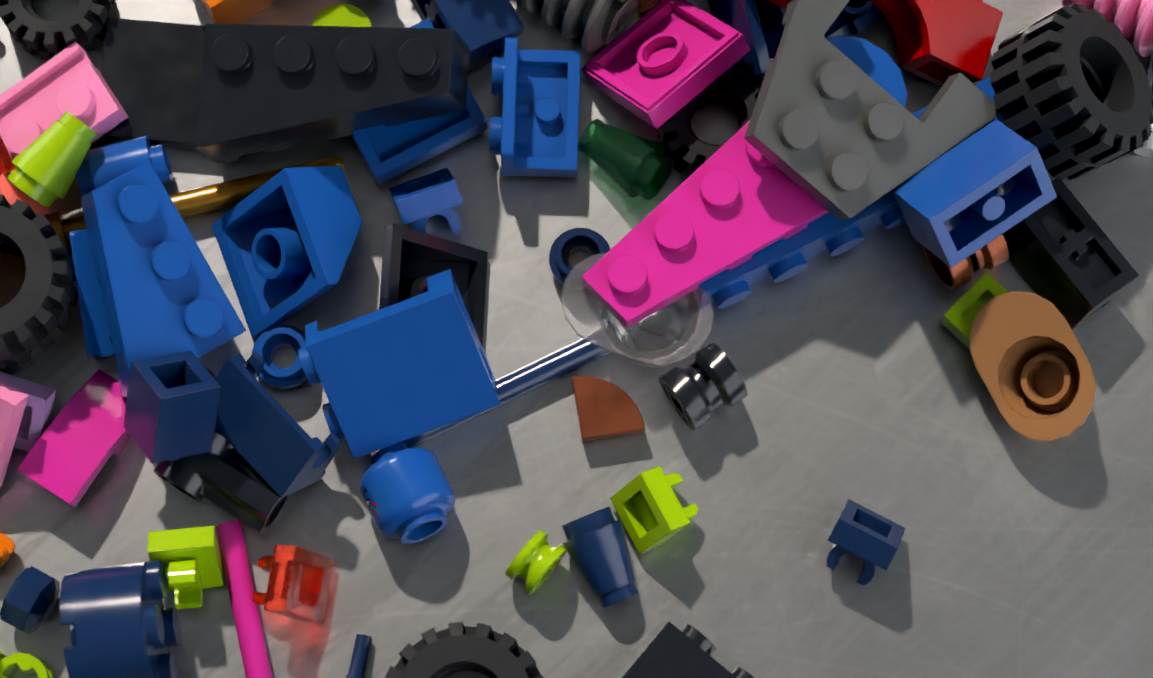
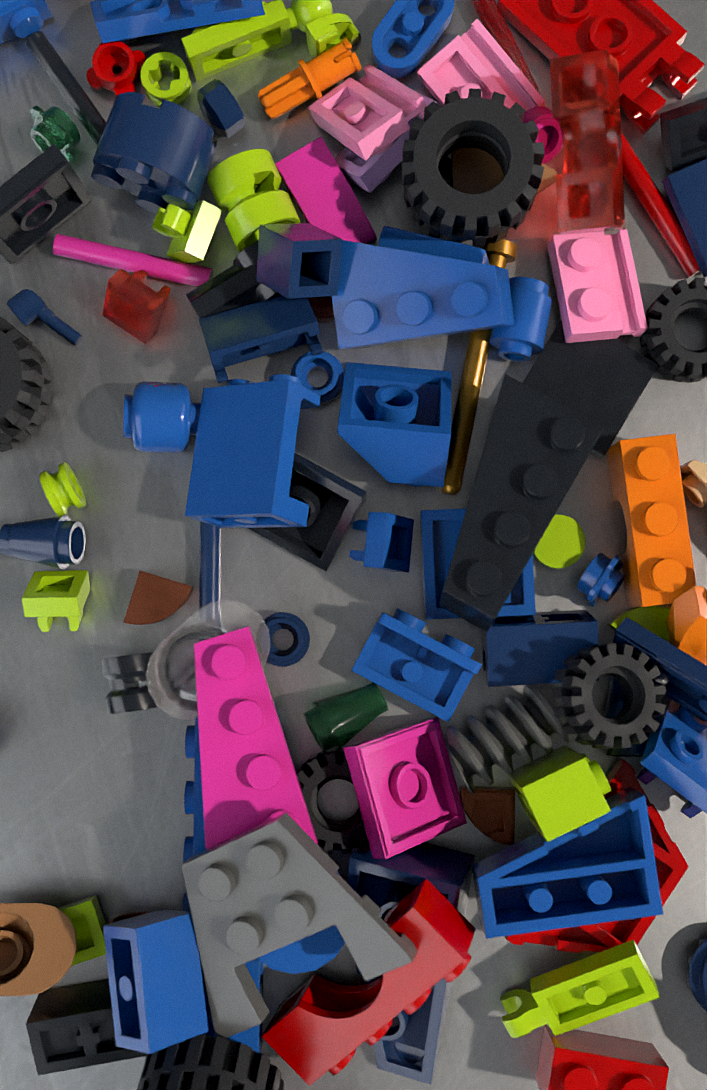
camera: 120 degrees right, 10 degrees up
(52, 160) = (550, 261): lime cone -> none
(122, 508) = (249, 193): none -> lime wheel

